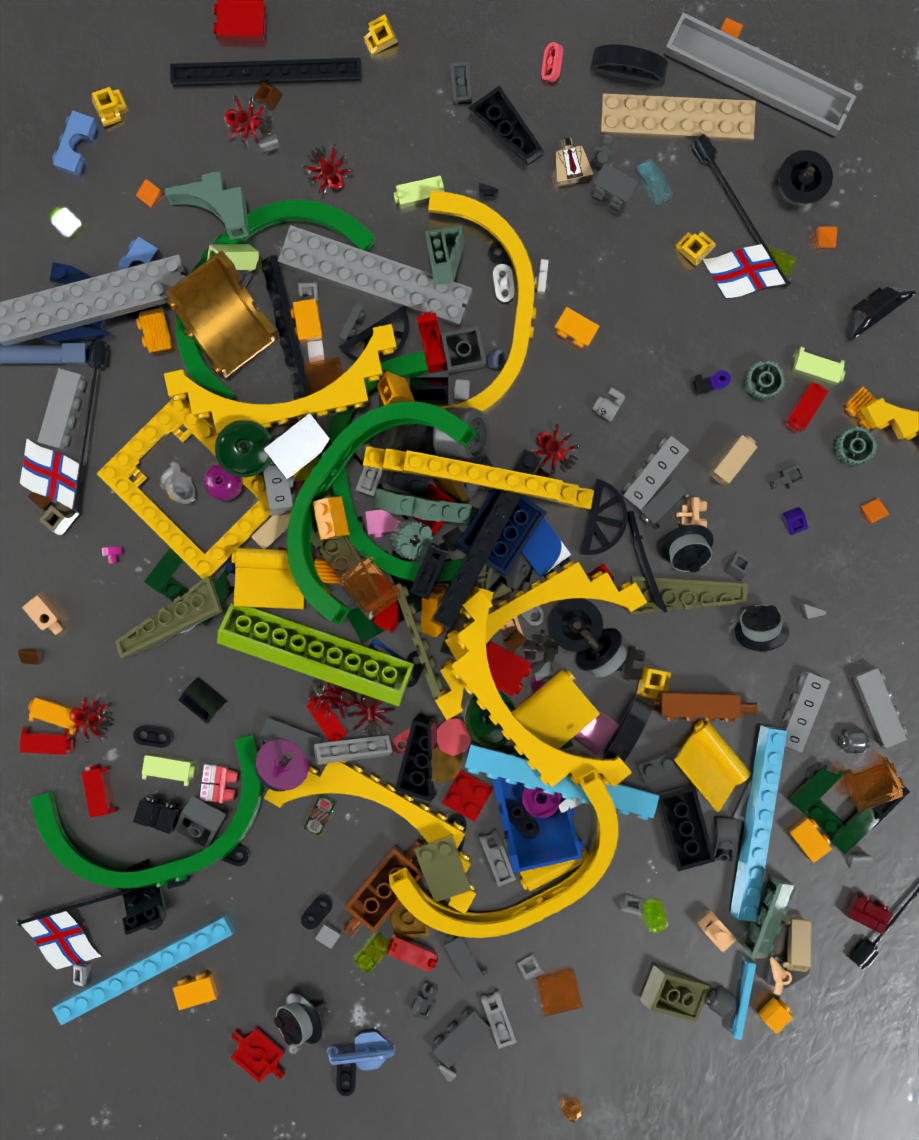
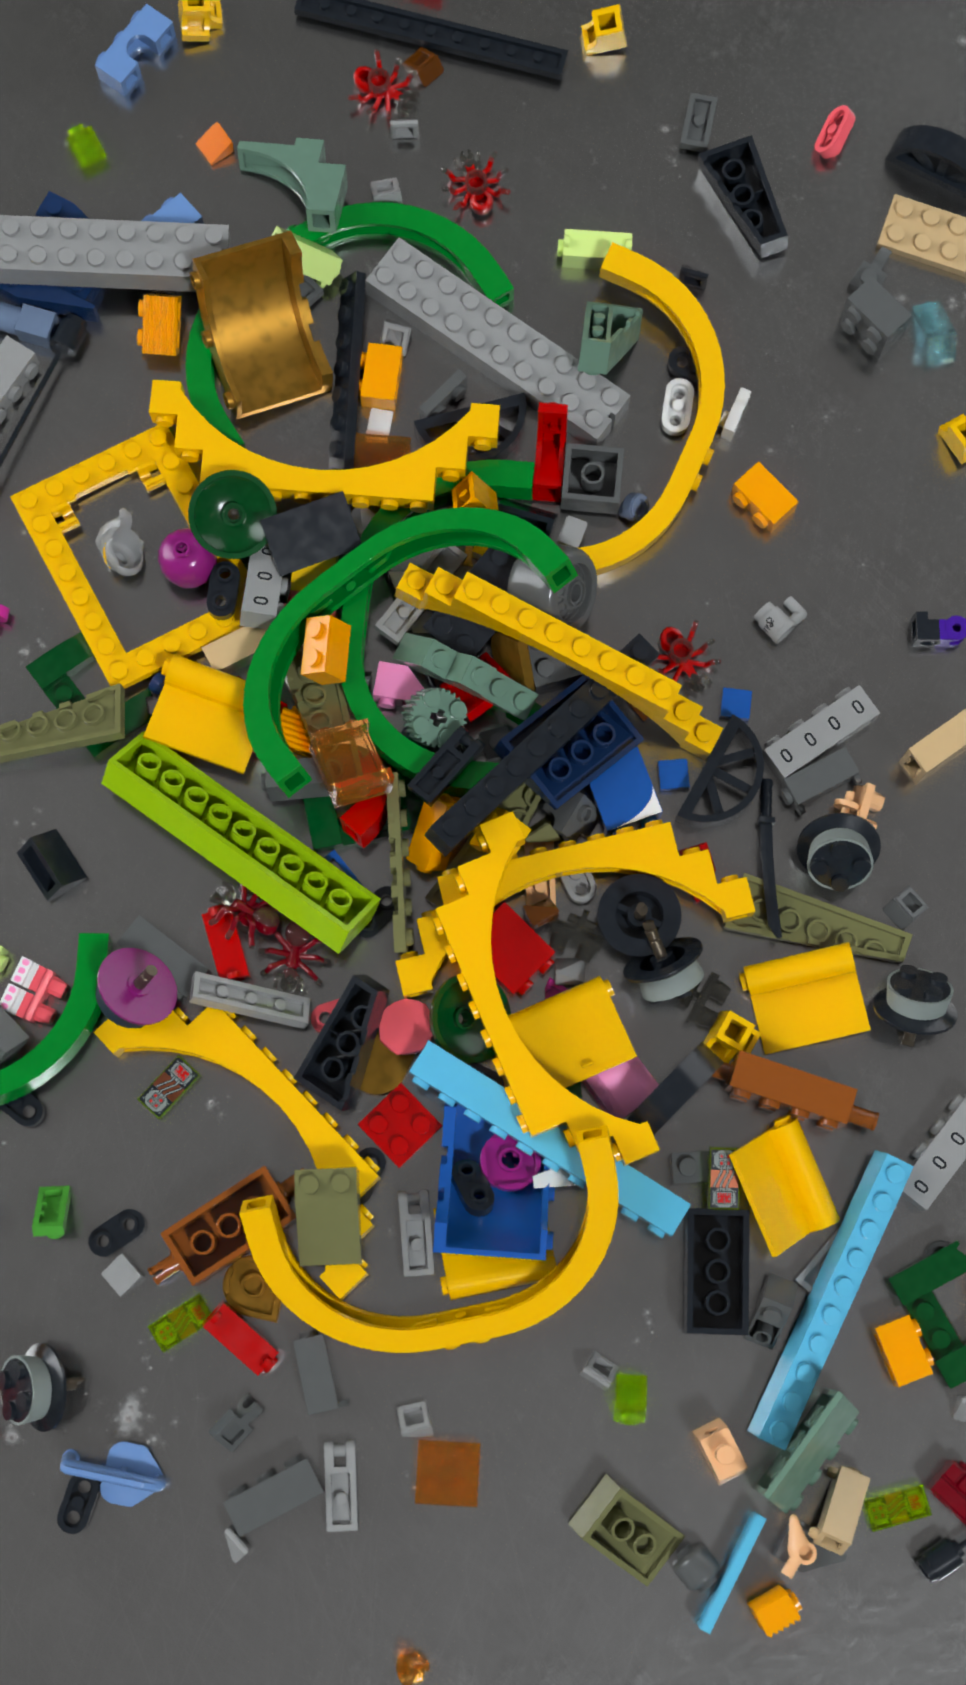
camera: 10 degrees right, 10 degrees down
(253, 495) = (223, 589): none -> black plate
(271, 192) = (386, 191): none -> light grey slope
(273, 913) = (51, 1211): none -> bright green tile
(570, 526) = (673, 774): none -> blue tile
(571, 164) = (822, 274): tan torso -> none
(596, 468) = (736, 703): none -> blue tile
(674, 775) = (722, 1179): none -> tile
(693, 643) = (806, 998): none -> yellow door
(831, 931) = (897, 1507): none -> clear neon green tile

